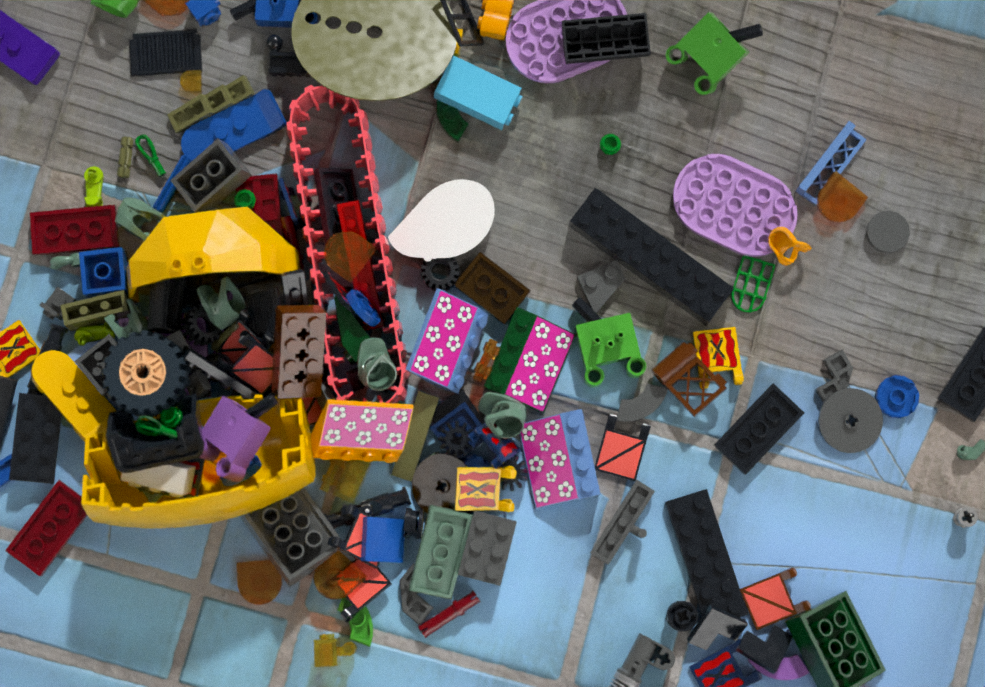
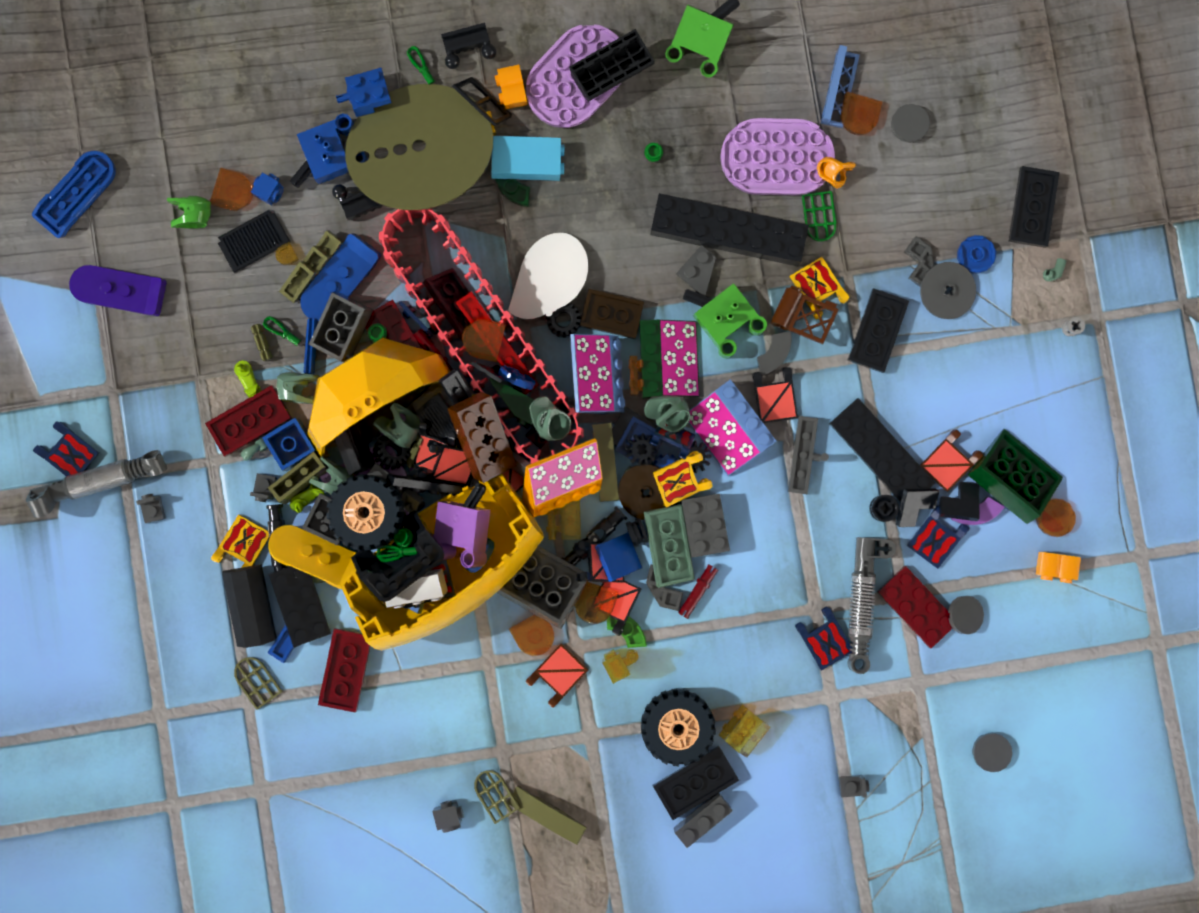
camera: 25 degrees left, 5 degrees up
(268, 632) = (560, 671): none -> coral flag

